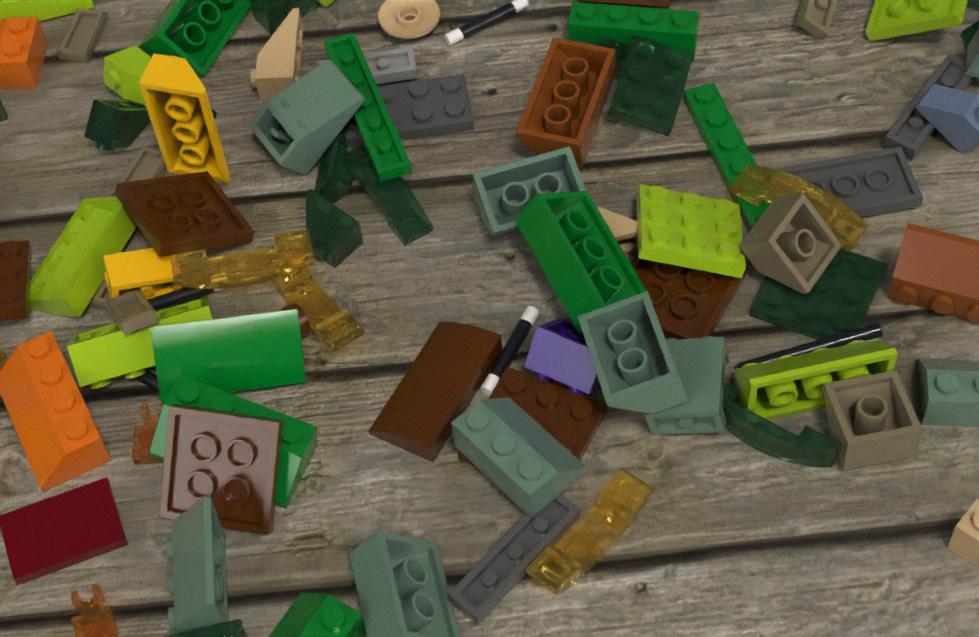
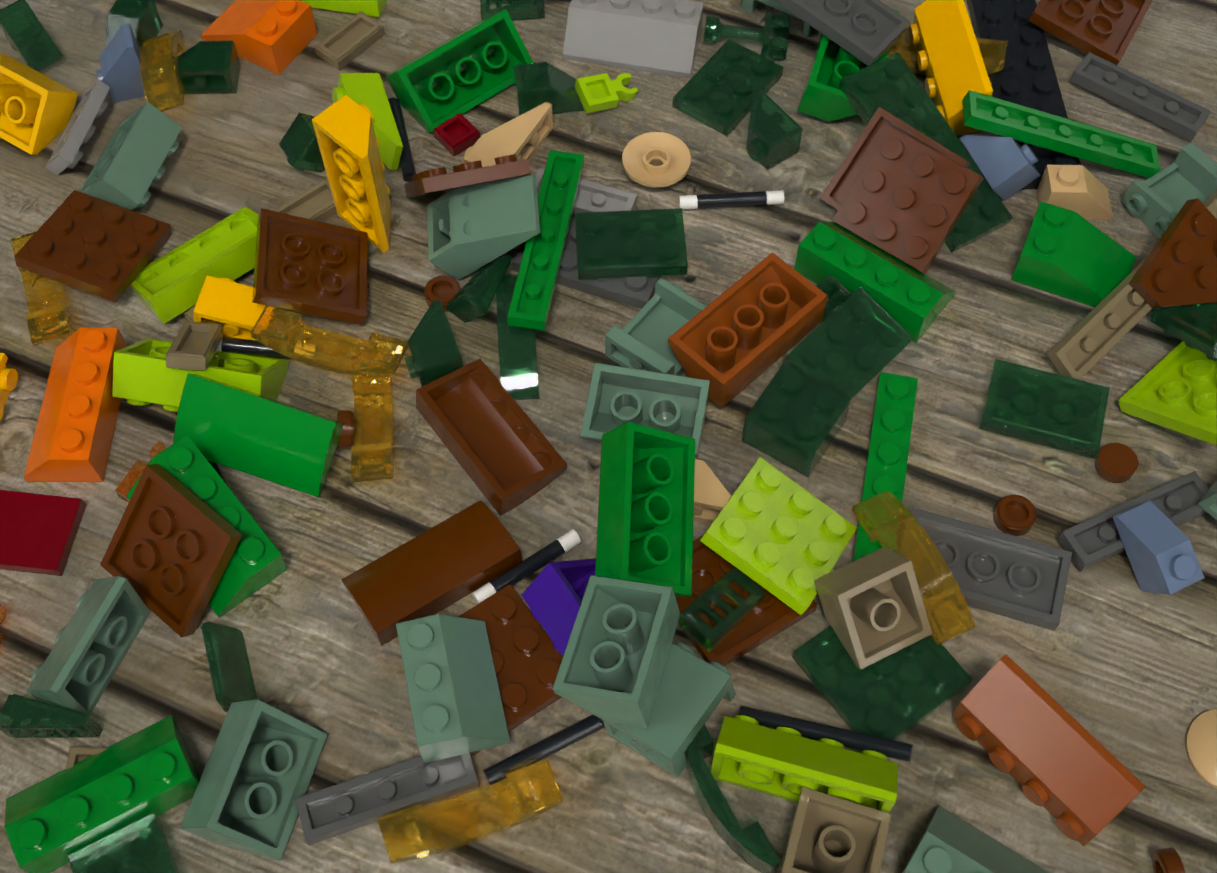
camera: 25 degrees right, 5 degrees up
(228, 68) = (456, 134): none -> dark red tile
(267, 88) = (465, 174): none -> reddish brown plate
(297, 187) = (442, 289): none -> reddish brown tile
(321, 535) = (228, 664): none -> clear green slope
(414, 272) = (489, 435): none -> reddish brown slope
(433, 82) = (630, 243): none -> clear green plate
(494, 134) = (645, 338): none -> sand green panel
(612, 465) = (544, 748): none -> black bar
(645, 149) = (796, 419): none -> clear green brick
(676, 321) = (704, 633): none -> clear green slope
(817, 61) = (1045, 408): none -> clear green plate
(843, 142) = (1014, 515): none -> reddish brown tile
(890, 76) = (1116, 462): none -> reddish brown tile

